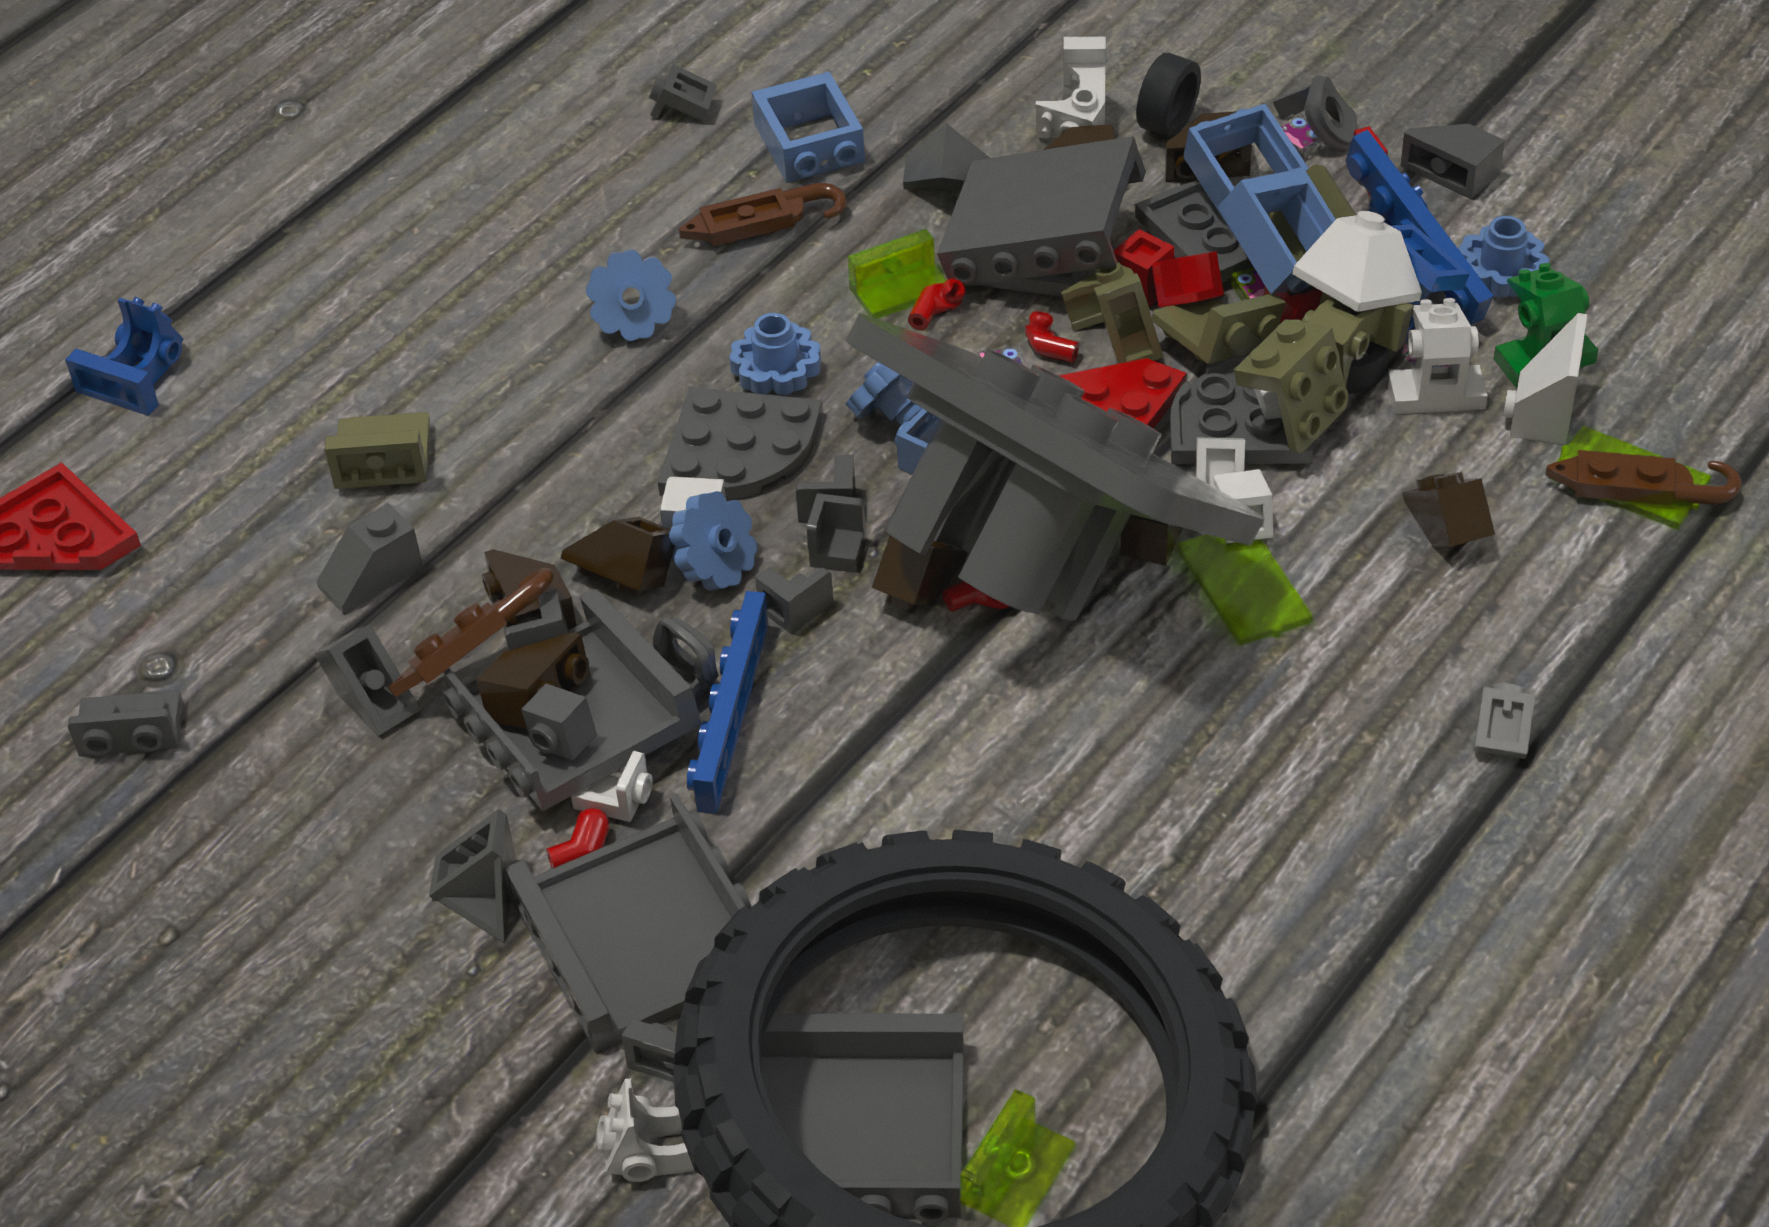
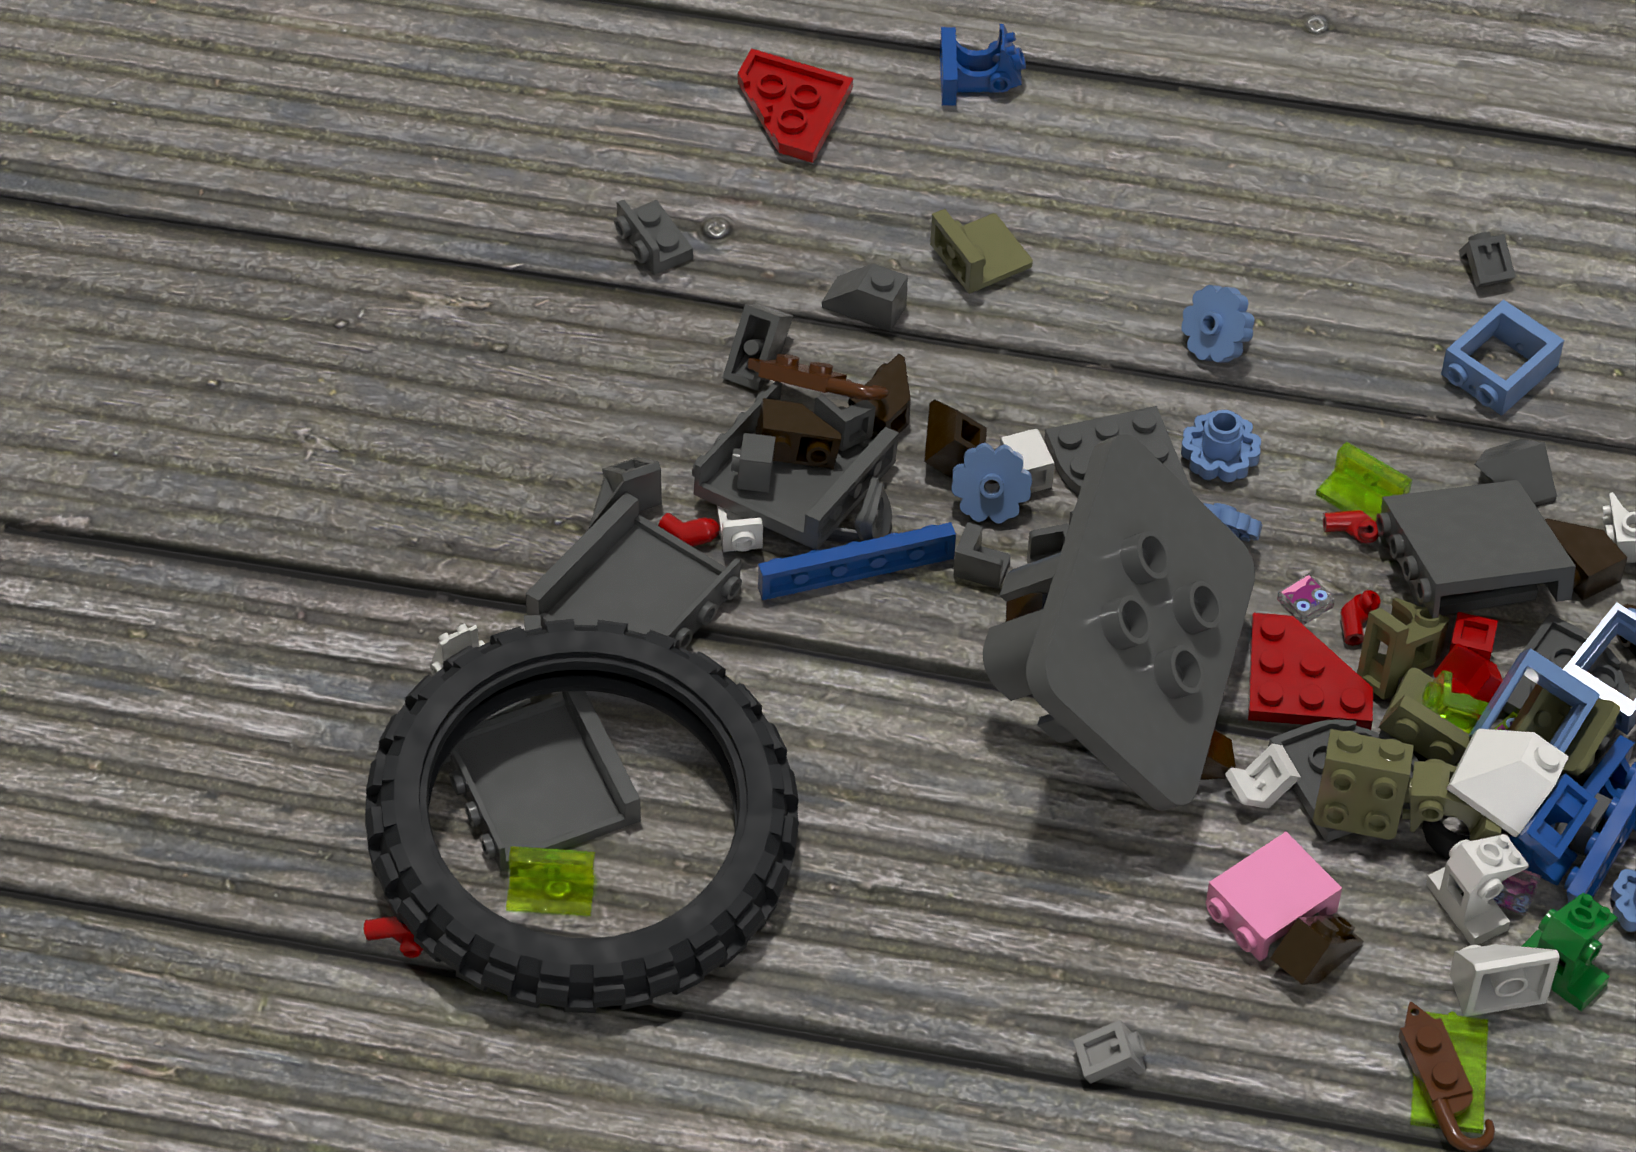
camera: 60 degrees right, 5 degrees up
(759, 213) = (1380, 369): reddish brown plate -> none
(1205, 294) = (1456, 708): none -> clear neon green bracket
(1245, 587) = (1169, 844): clear neon green piece -> none
(1252, 491) = (1235, 805): white panel -> none
(1370, 520) = (1269, 892): none -> bright pink panel

